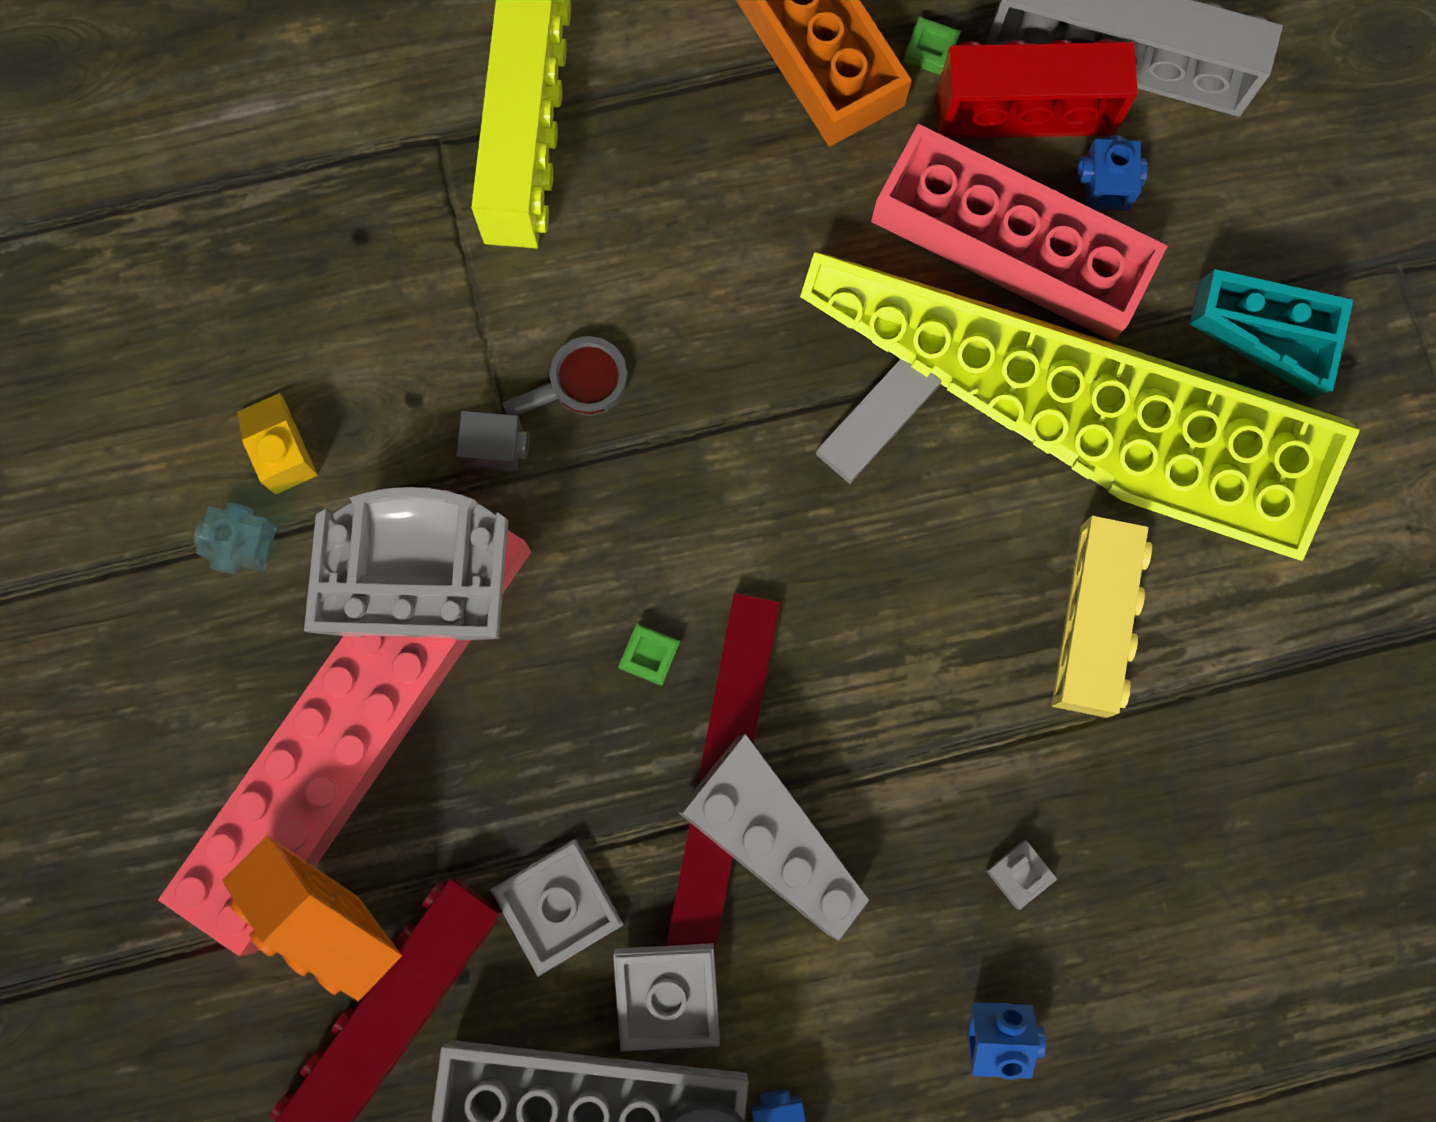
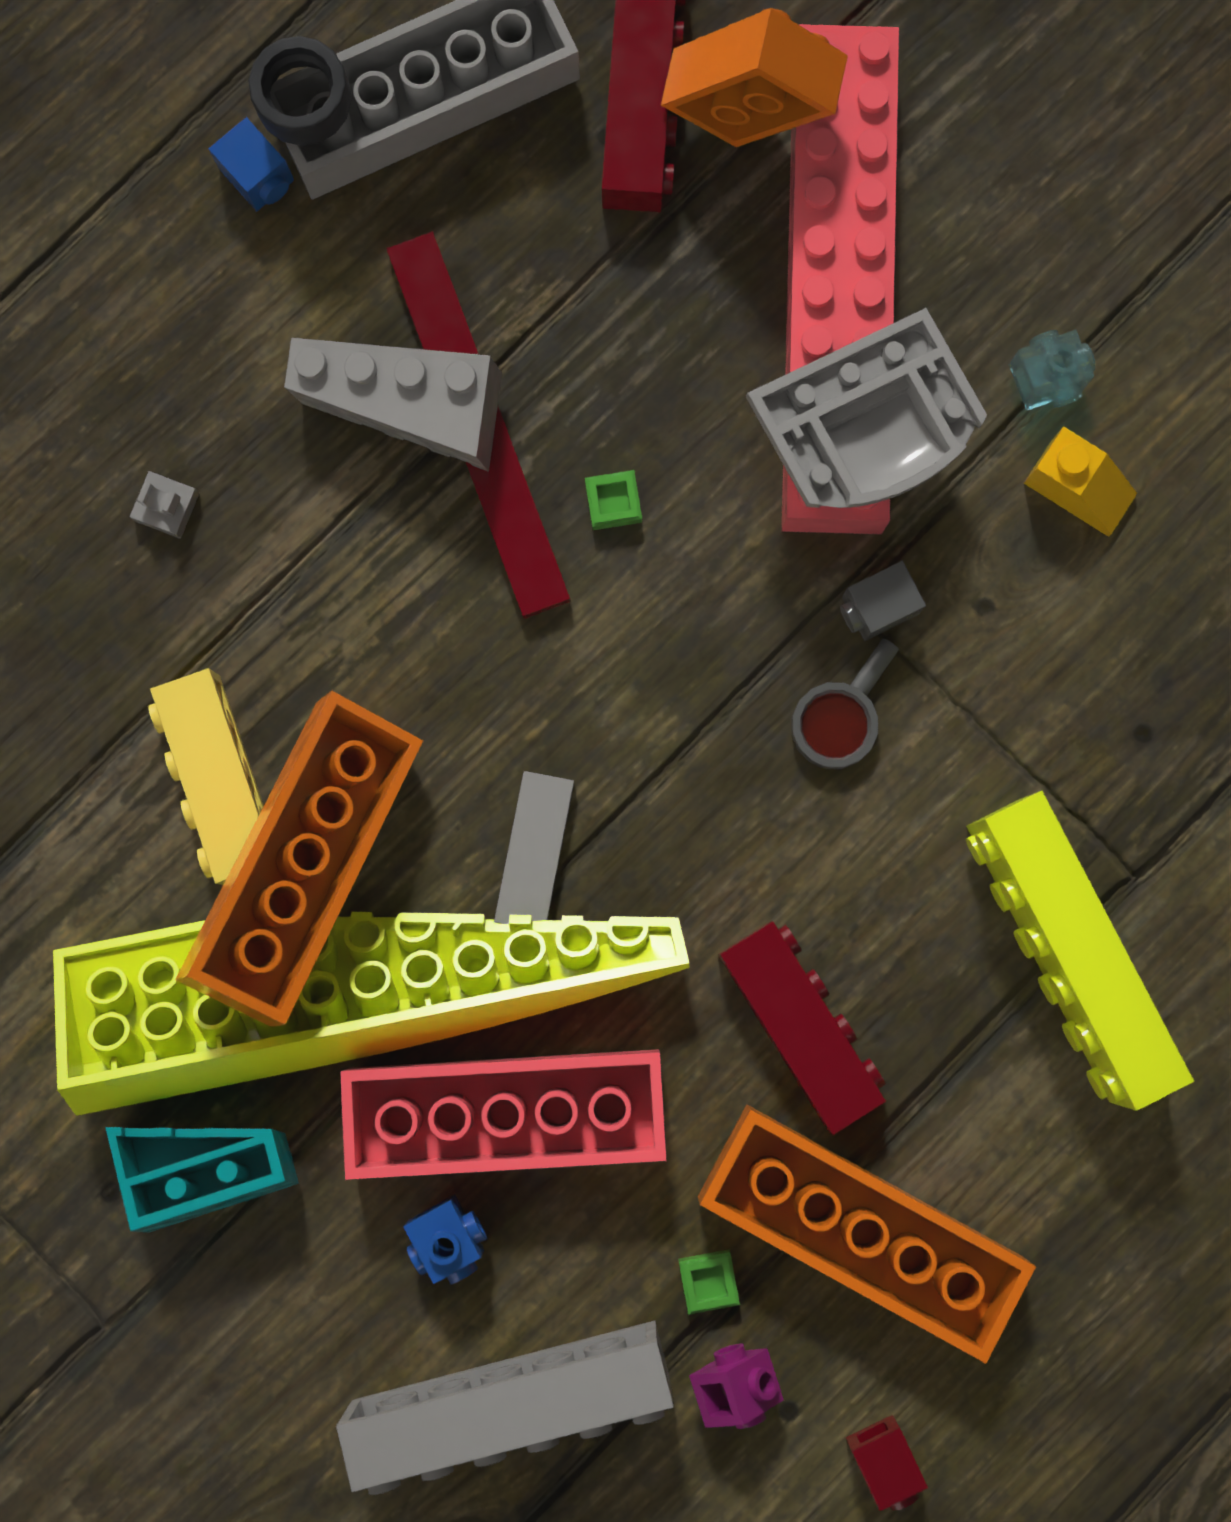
camera: 155 degrees right, 5 degrees up
(557, 907) = (558, 237): light grey tile -> none
(666, 997) = (416, 216): light grey tile -> none
(755, 172) = (802, 1027): none -> dark red brick
(1004, 1040) = (101, 348): blue brick -> none
(1036, 89) = (570, 1281): red brick -> none
(1075, 494) = (300, 861): none -> orange brick

